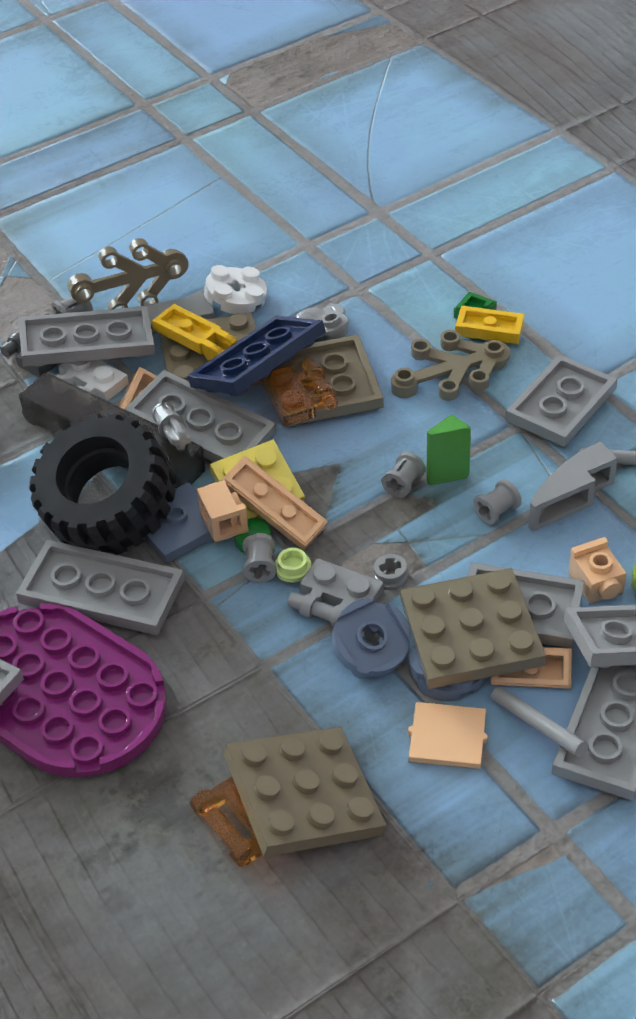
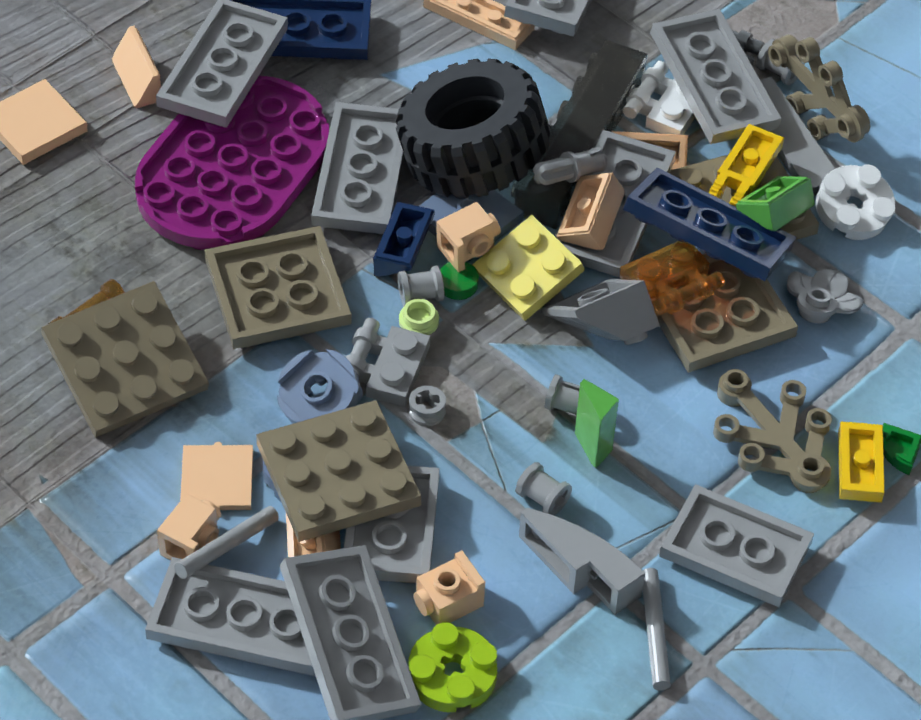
camera: 75 degrees right, 5 degrees up
(204, 564) = (402, 239): none -> dark blue slope
(215, 429) = (592, 211): none -> light nougat slope
(232, 665) = (277, 287): none -> dark tan plate
(237, 318) = (778, 201): none -> bright green slope
(275, 503) = (493, 282): light nougat tile -> none
(314, 437) = (609, 309): none -> light grey slope
(522, 751) = (188, 527): none -> light nougat brick

